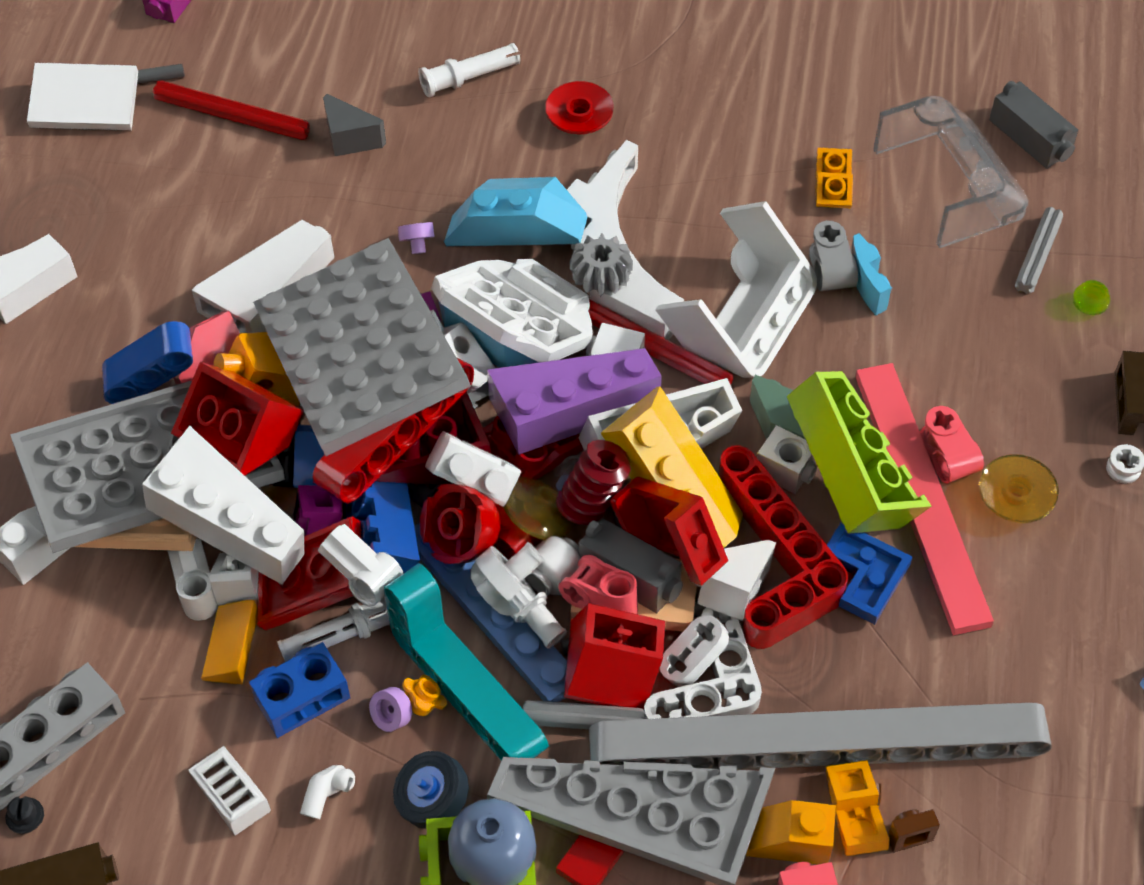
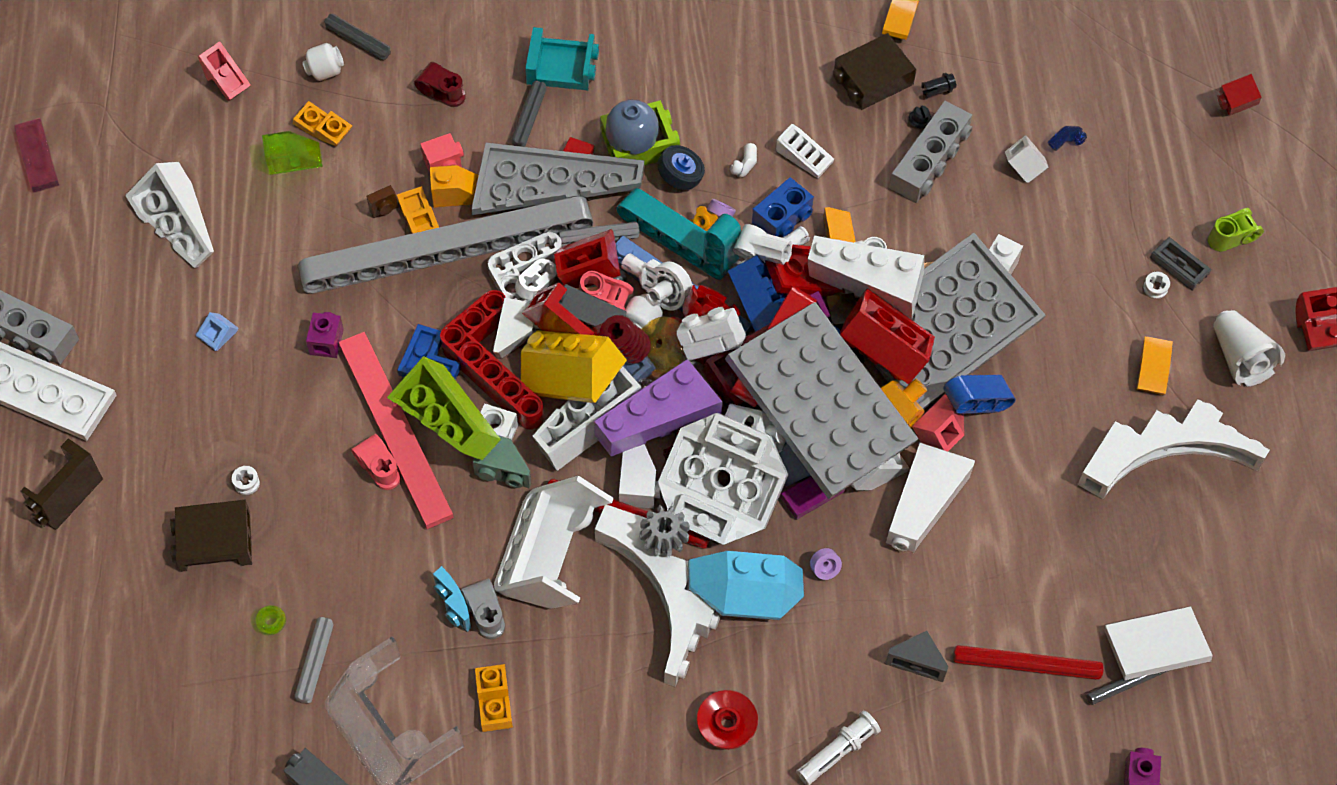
camera: 165 degrees right, 5 degrees up
(1013, 631) = (324, 334): none -> magenta brick
(1022, 476) = (320, 427): clear yellow dish -> none

